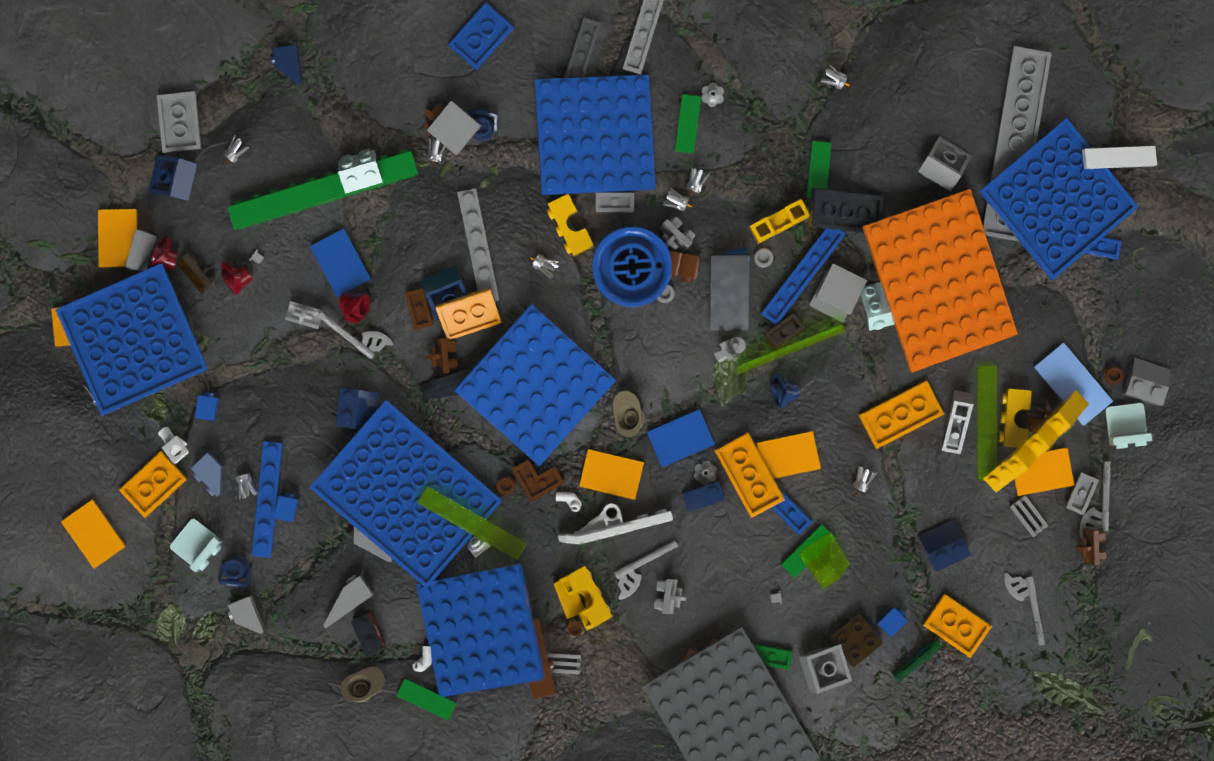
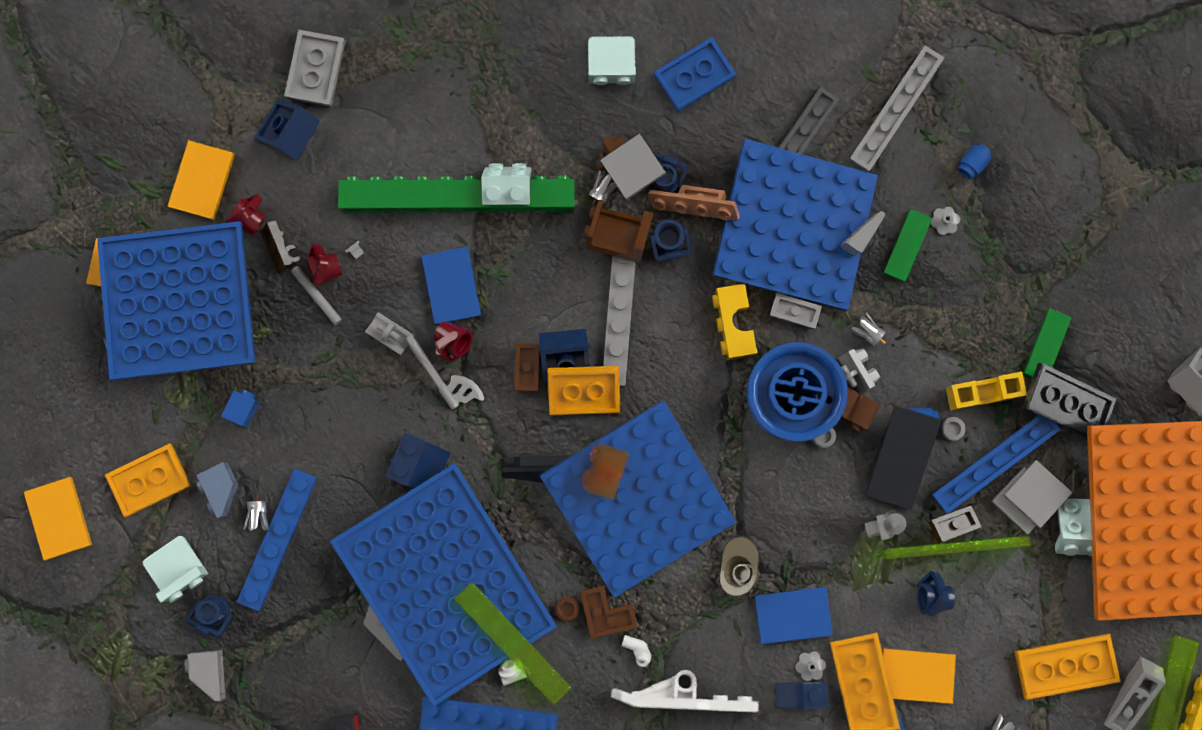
camera: 10 degrees right, 5 degrees down
(140, 251) = (221, 200): light grey tile -> none
(173, 445) = (185, 441): white bracket -> none
(231, 153) = (362, 120): flat silver piece -> none
(236, 301) = (316, 295): none -> light grey bar
(287, 507) = (296, 556): blue brick -> none
(288, 62) = (462, 37): dark blue slope -> none
(349, 598) = (340, 688): light grey slope -> none
(411, 45) = (612, 60): none -> light aqua bracket
(439, 356) = (535, 429): reddish brown hips -> none
(457, 183) = (617, 233): none -> reddish brown panel
(498, 174) = (669, 237): none -> dark blue piece
(502, 372) = (605, 470): none -> clear orange brick
(511, 139) = (695, 201): none -> nougat bracket
(542, 263) = (687, 355): flat silver piece -> none
(611, 474) = (697, 634): light orange tile -> none
(647, 131) = (860, 238): none -> light grey slope
(696, 180) = (896, 318): flat silver piece -> none
(721, 41) = (974, 161): none -> blue brick
(840, 78) = (1102, 244): flat silver piece -> none

